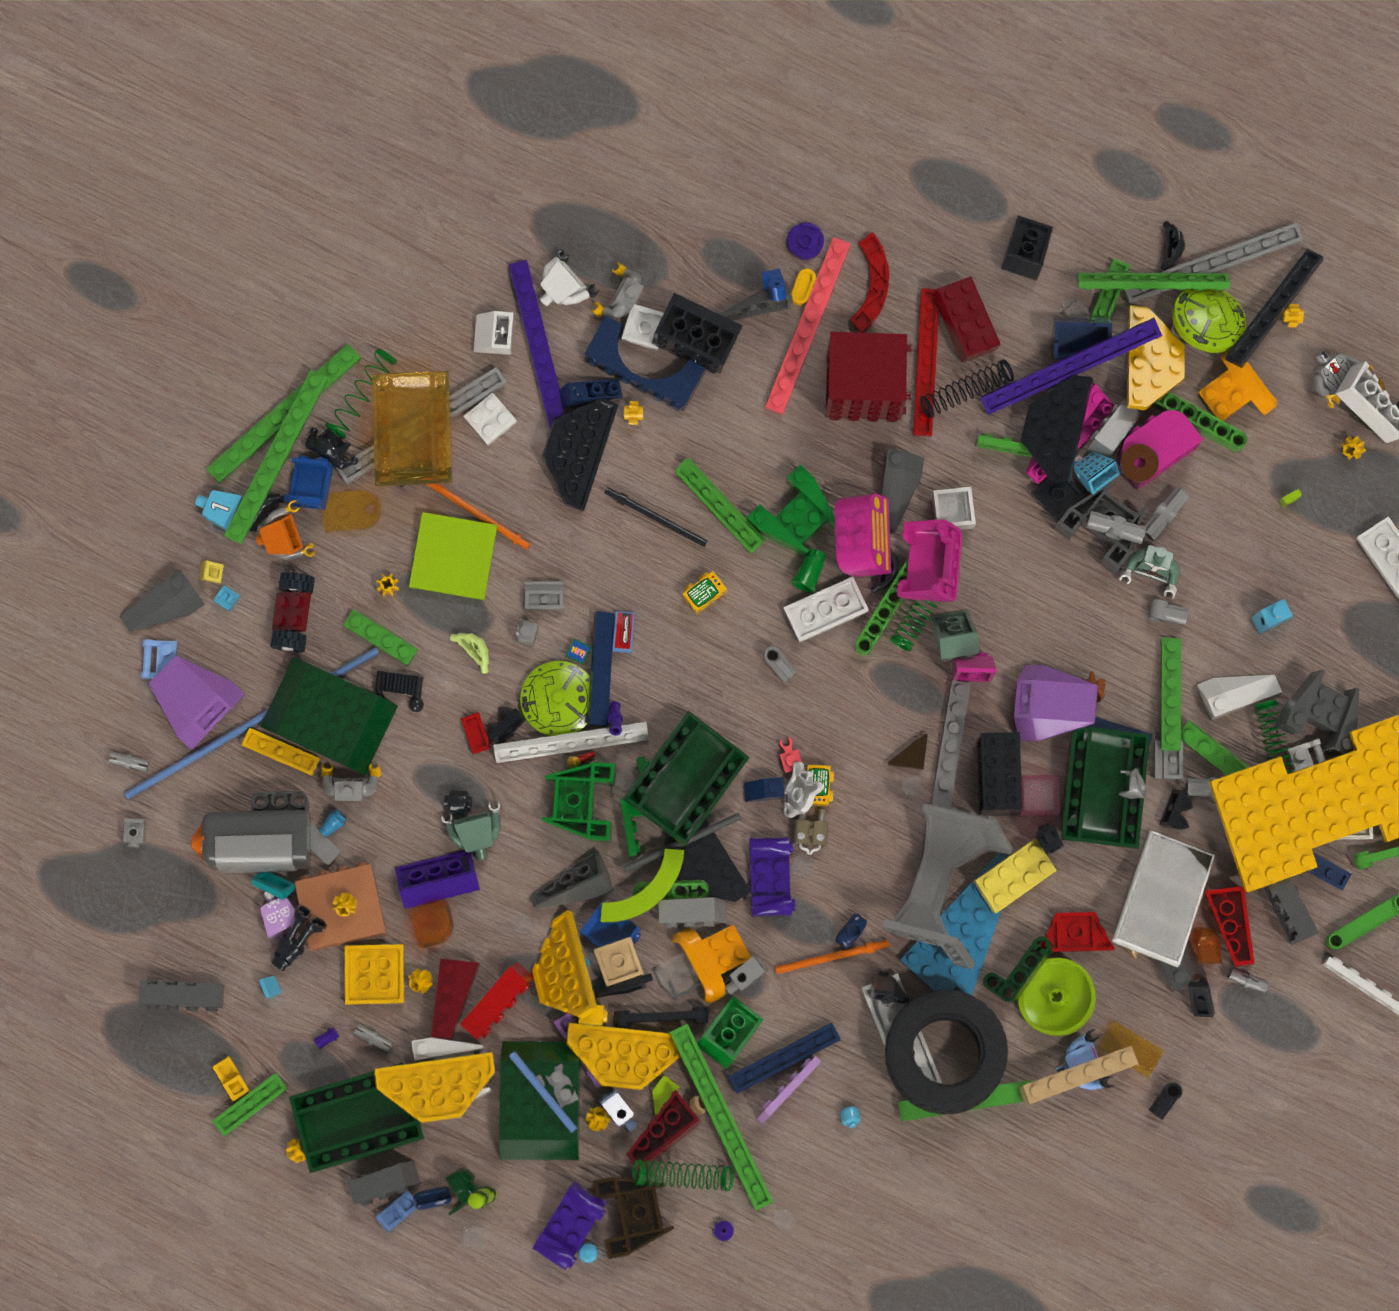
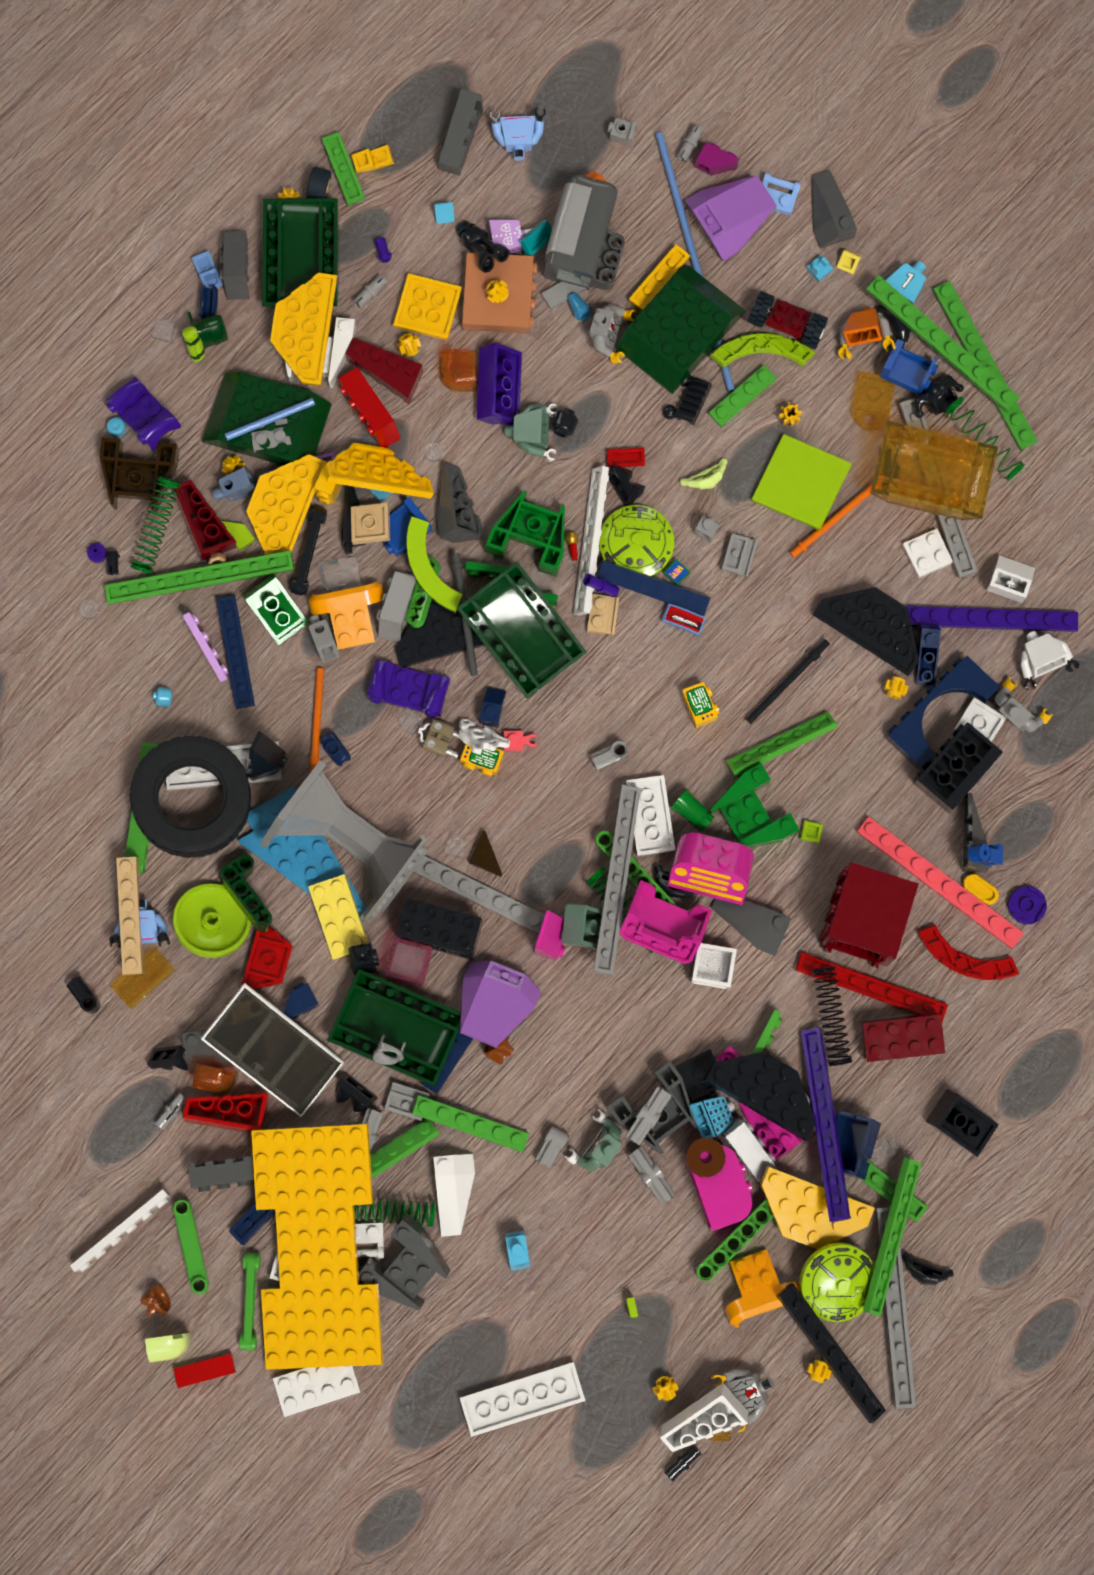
camera: 110 degrees right, 0 degrees up
(141, 731) = (715, 161): none -> magenta slope
(164, 936) = (518, 132): none -> light blue torso
(276, 1122) = (318, 183): none -> black wheel
(322, 634) = (762, 343): none -> lime tile
(641, 710) = (603, 614): none -> tan plate
(729, 1211) = (112, 562): none -> black pin
(795, 455) = (811, 832): none -> lime tile
(902, 619) = (616, 880): none -> light grey plate
(1107, 889) = (300, 1001): none -> dark blue slope

